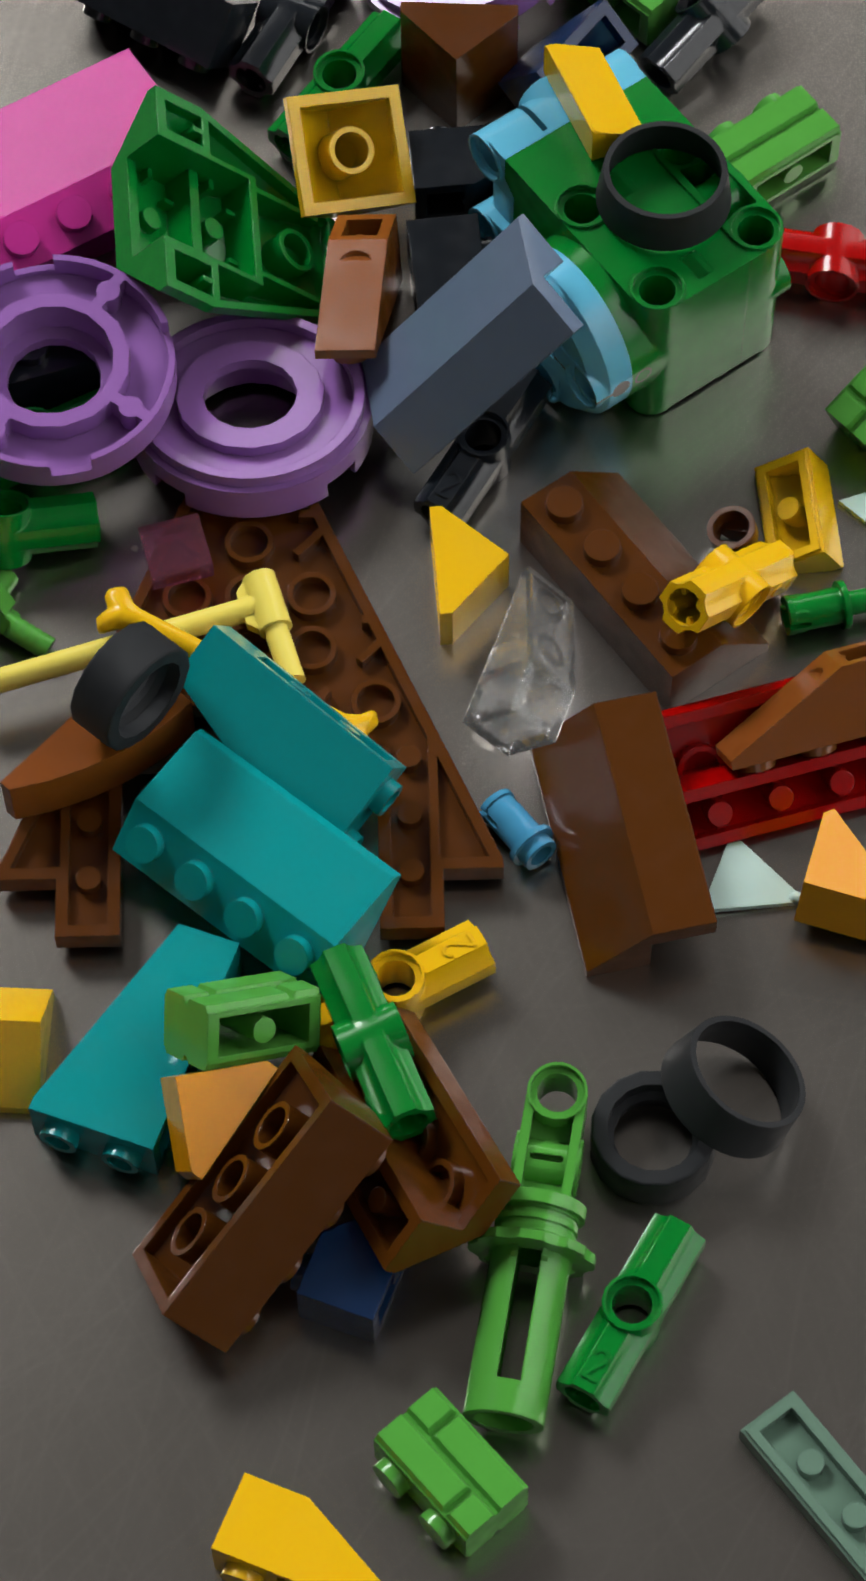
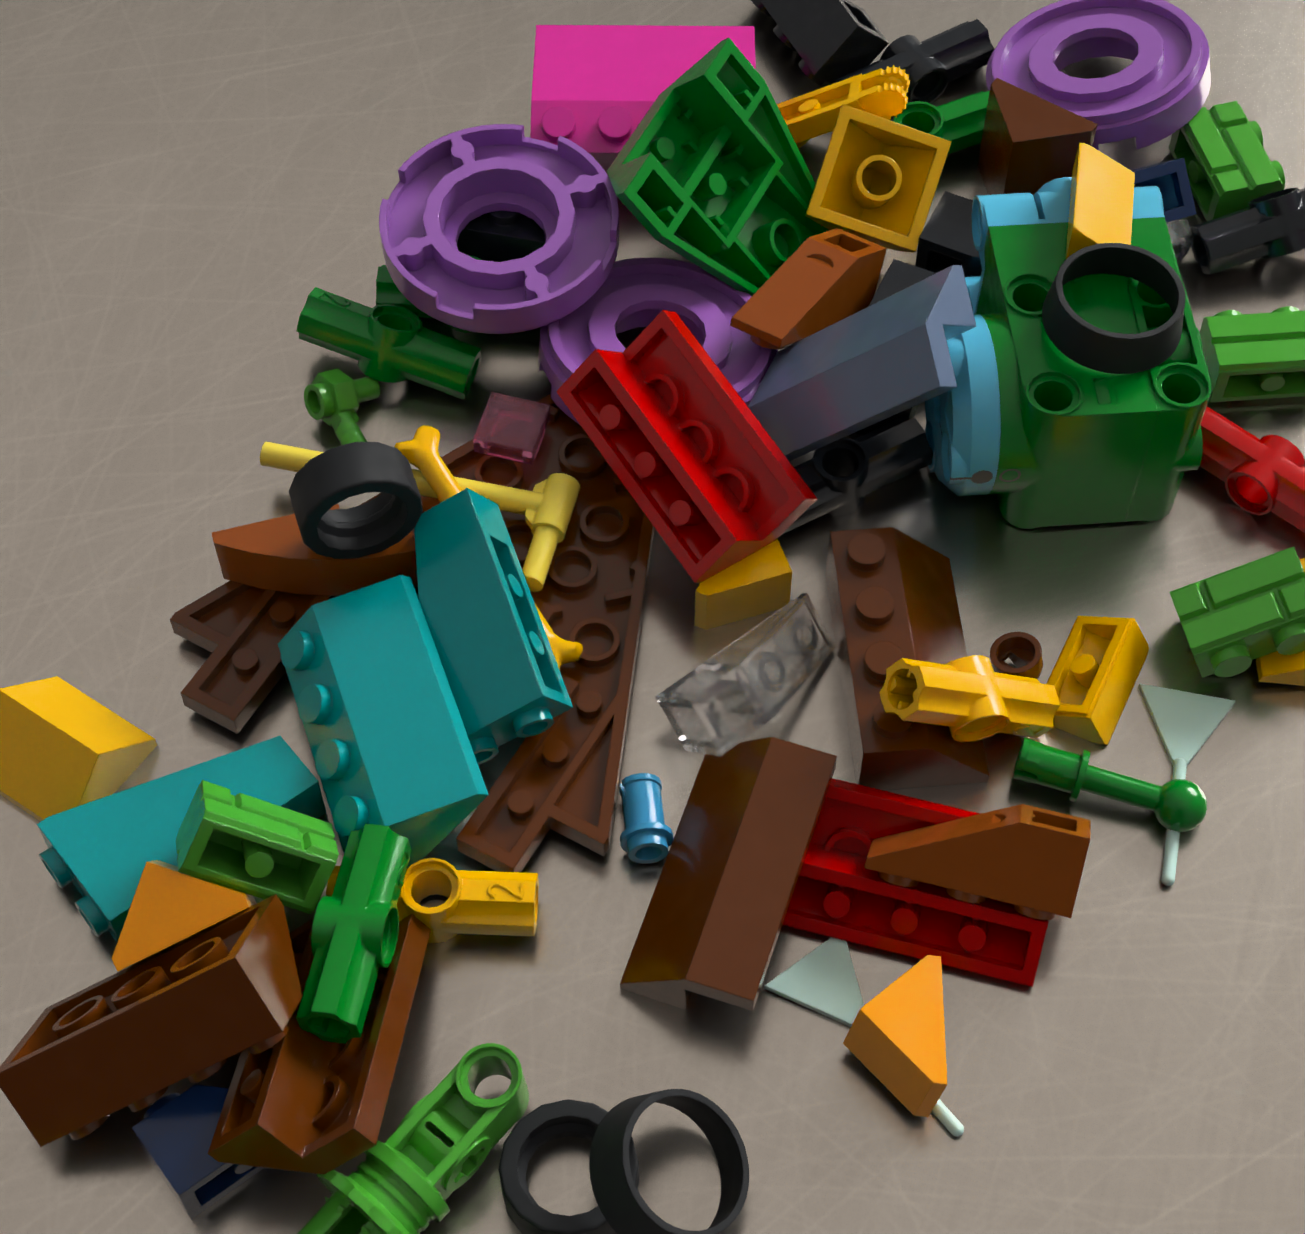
camera: 30 degrees right, 5 degrees down
(261, 84) = (875, 92): none -> yellow hinge
(356, 489) = (686, 447): none -> red slope

